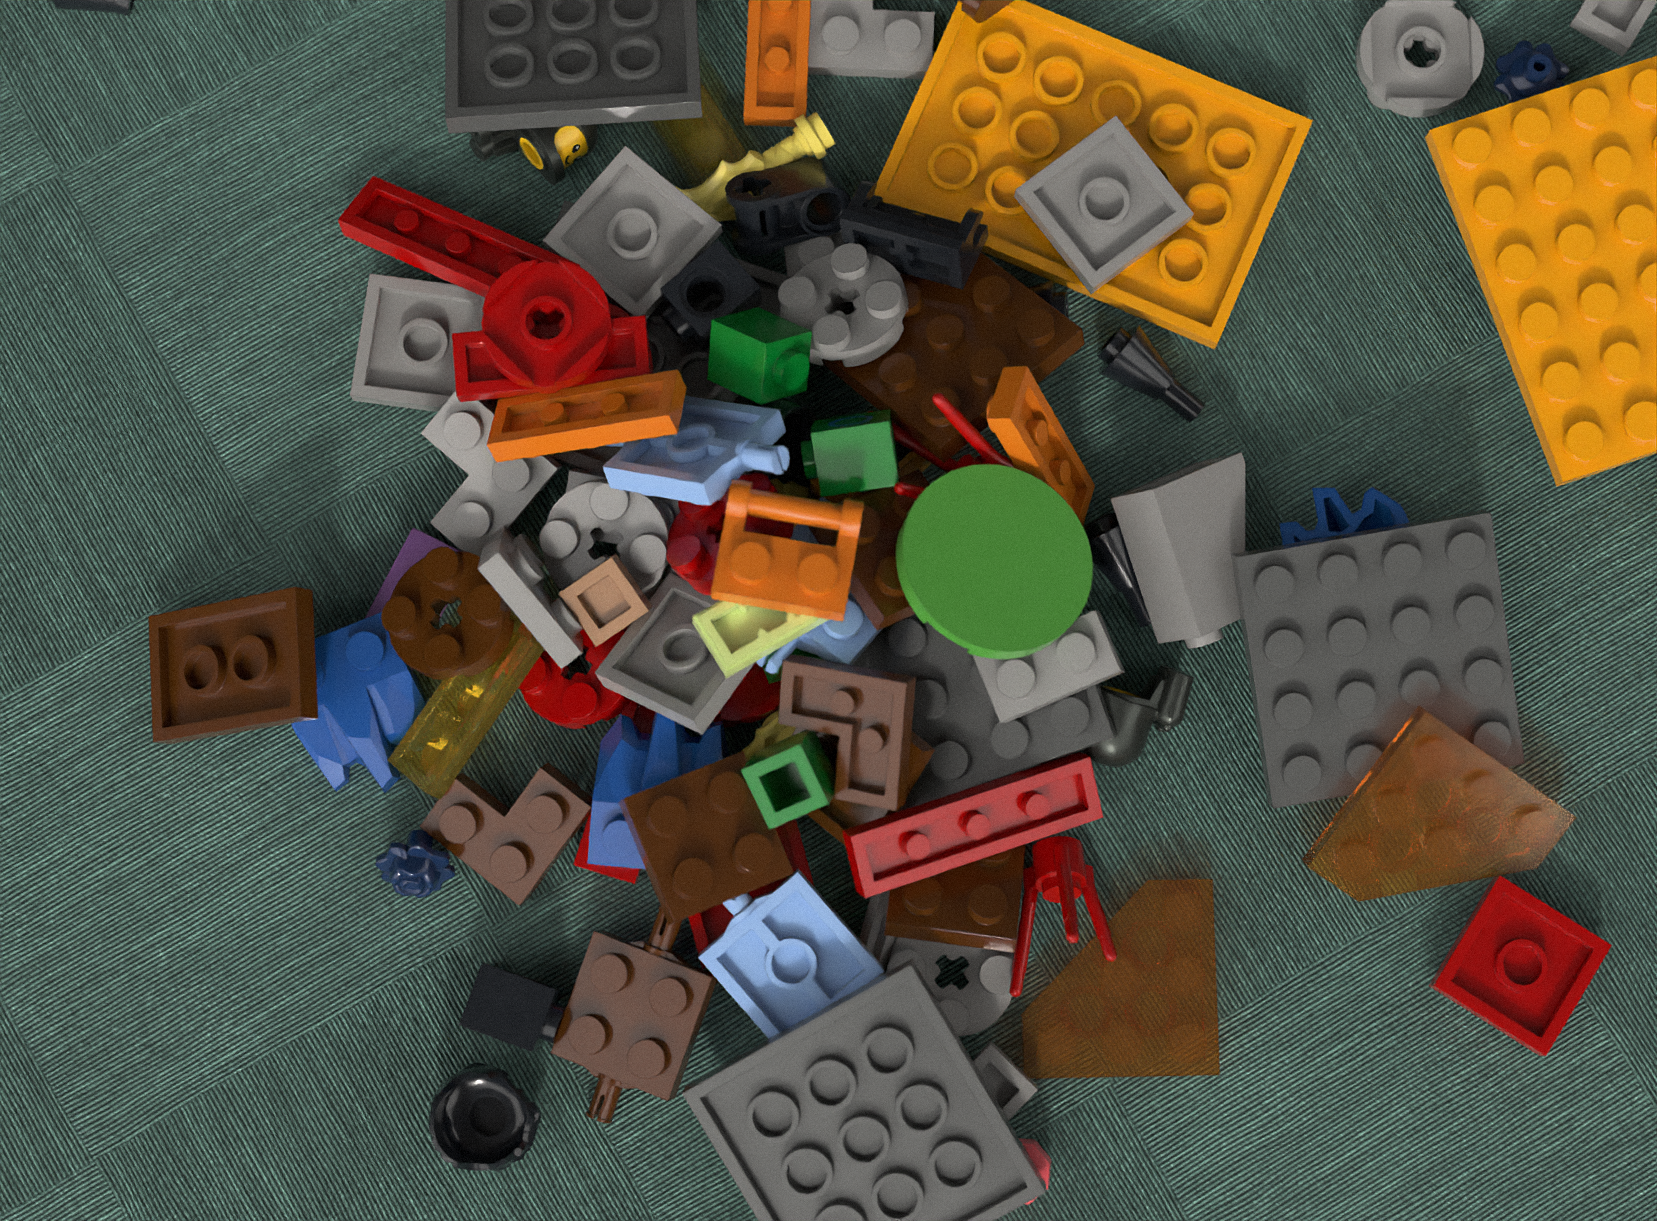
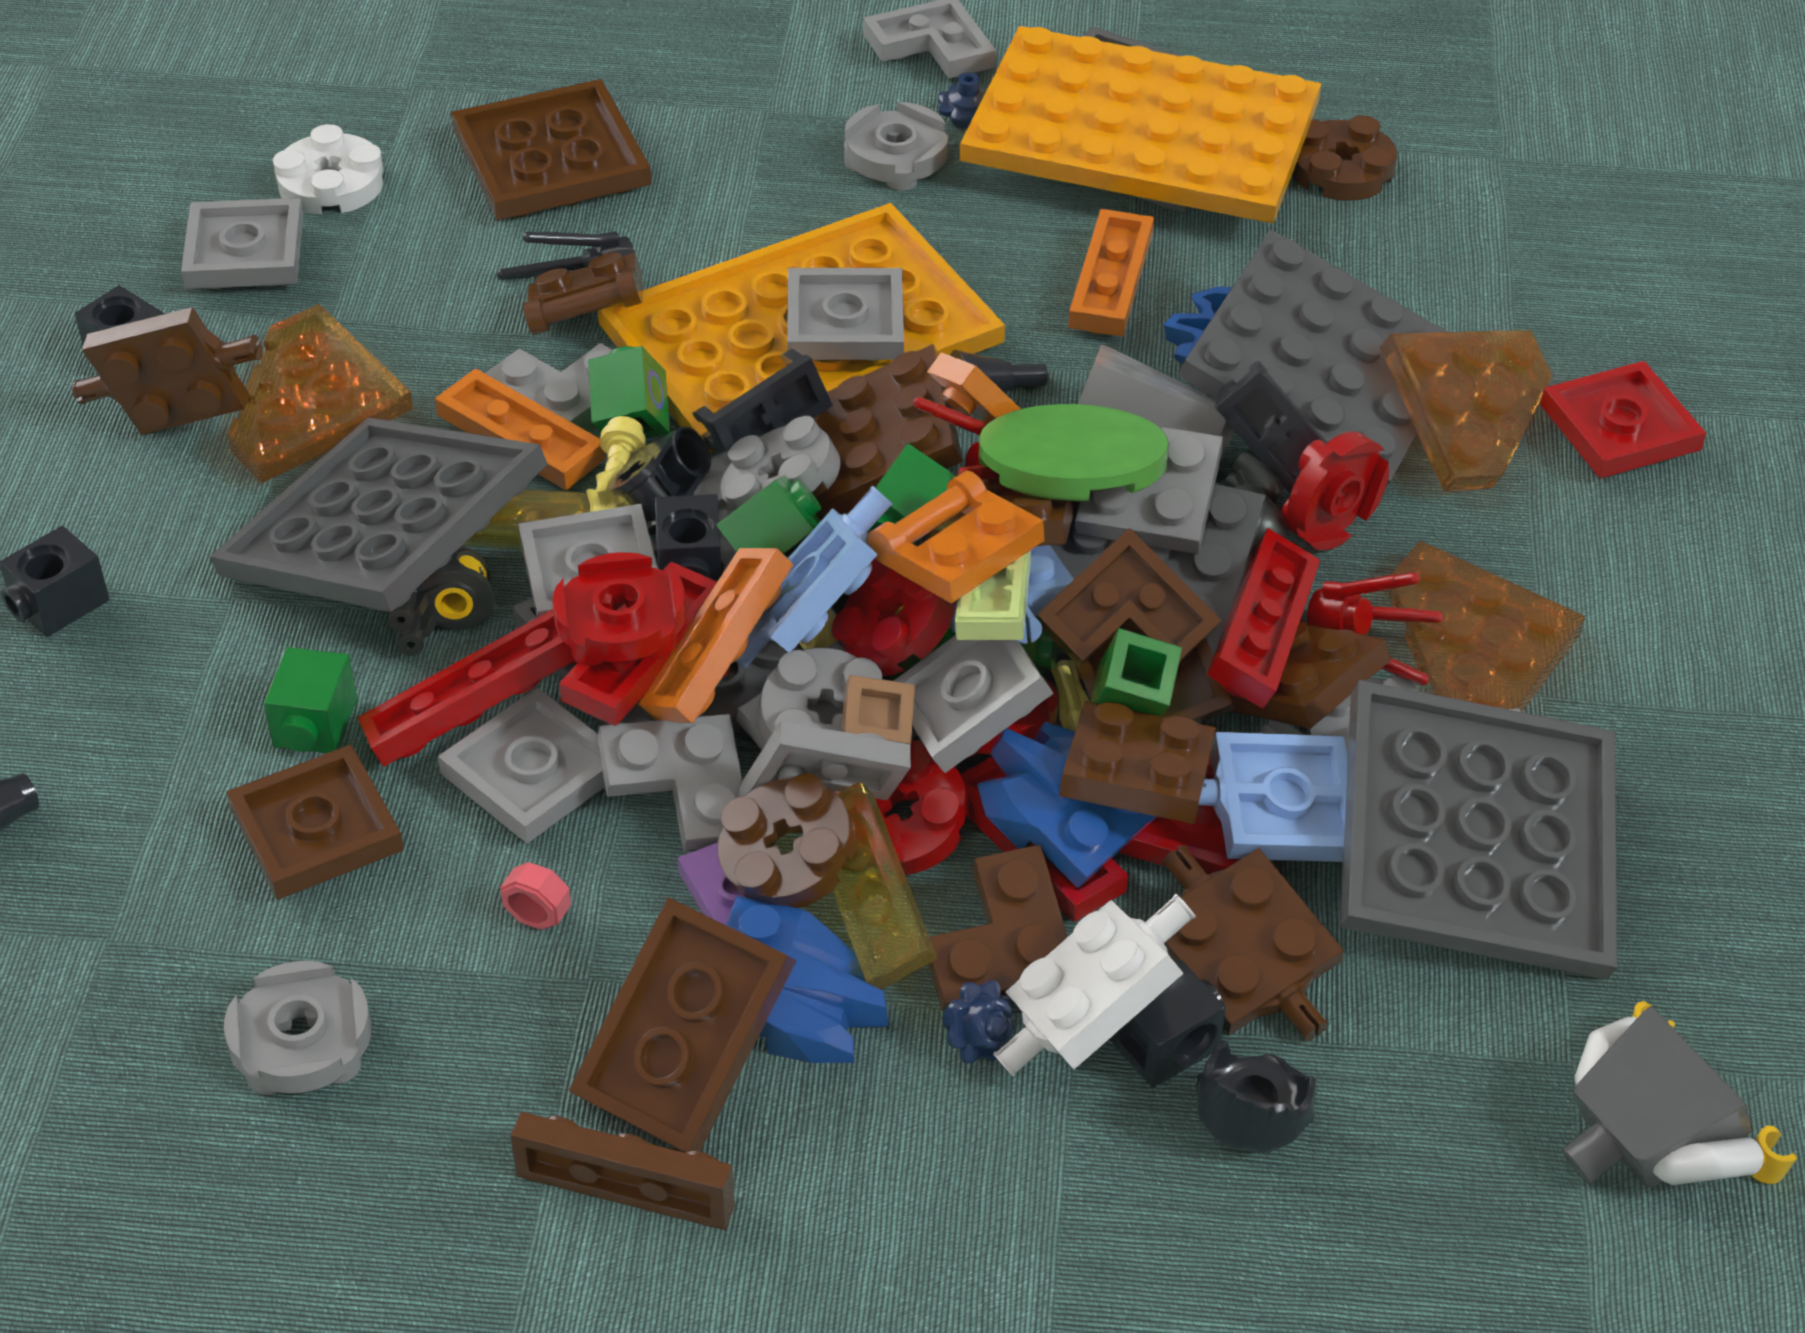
camera: 55 degrees left, 35 degrees down
(67, 346) = (302, 1061): none -> light grey plate
(106, 709) = (623, 1169): none -> reddish brown plate
(252, 232) = (314, 821): none -> reddish brown plate
(298, 453) = (535, 896): none -> coral tile
(355, 130) = (310, 700): none -> green brick
(481, 941) = (1093, 983): none -> white plate
(865, 99) = (631, 386): none -> green brick
(1186, 779) = (1334, 488): none -> red plate
(1218, 683) = (1267, 422): none -> black hinge
(1379, 381) = (1111, 273): none -> orange plate

